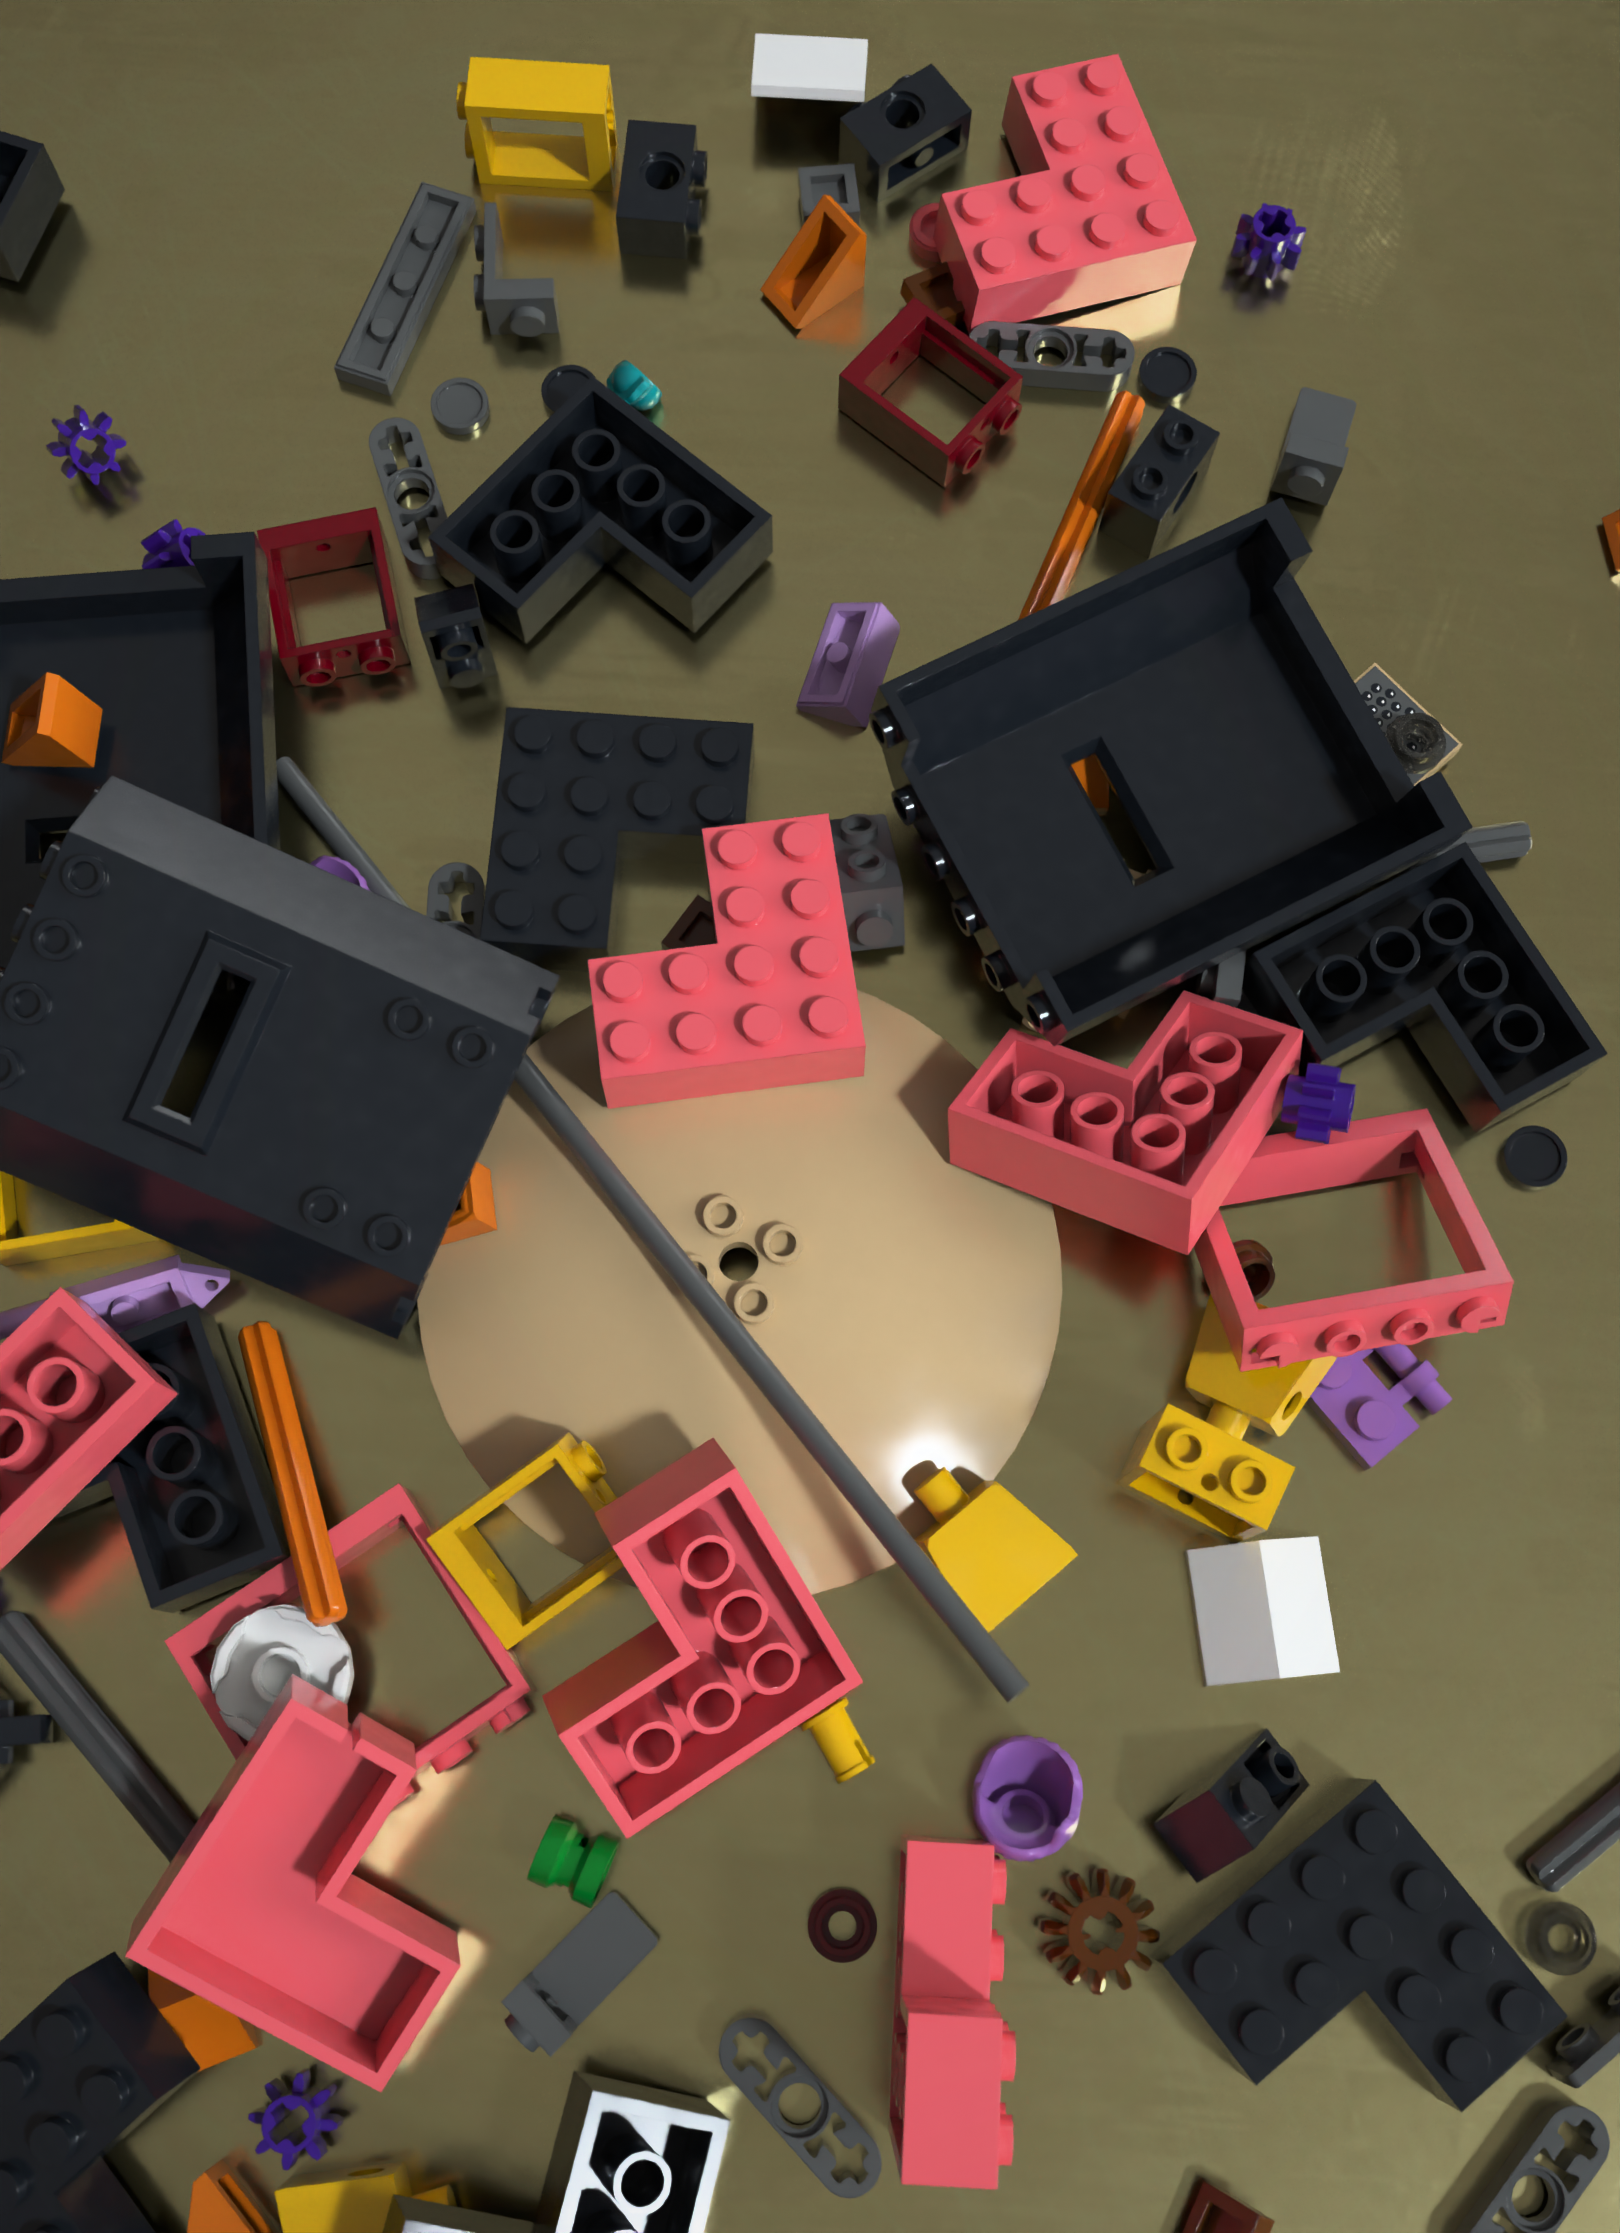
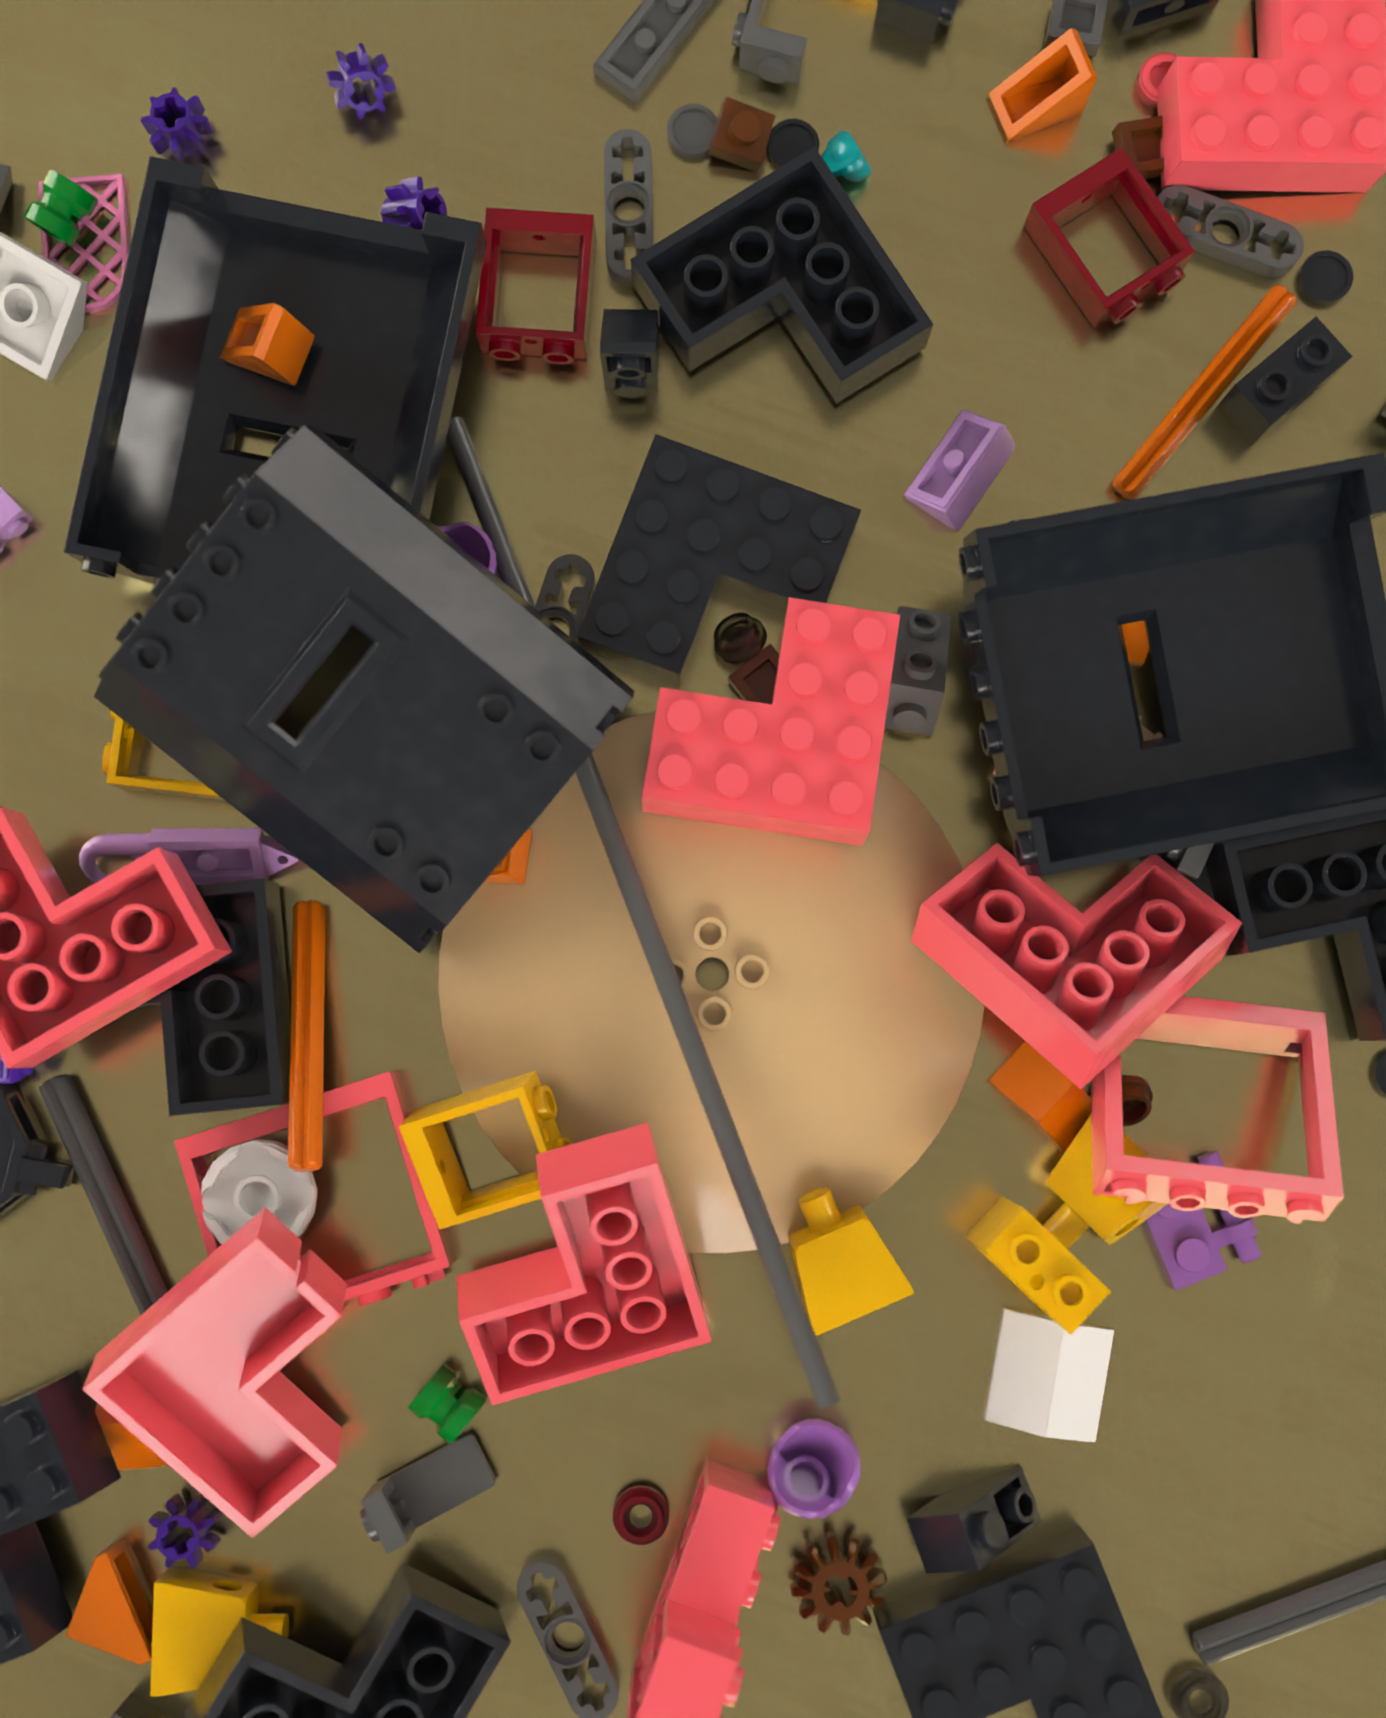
camera: 20 degrees right, 10 degrees up
(512, 394) = (741, 134): none -> reddish brown plate
(661, 900) = (739, 638): none -> clear smoke plate
(839, 1741) = (681, 1379): yellow pin -> none
(1152, 1294) = (1043, 1095): none -> orange slope
(1318, 1103) = (1234, 986): dark purple gear -> none

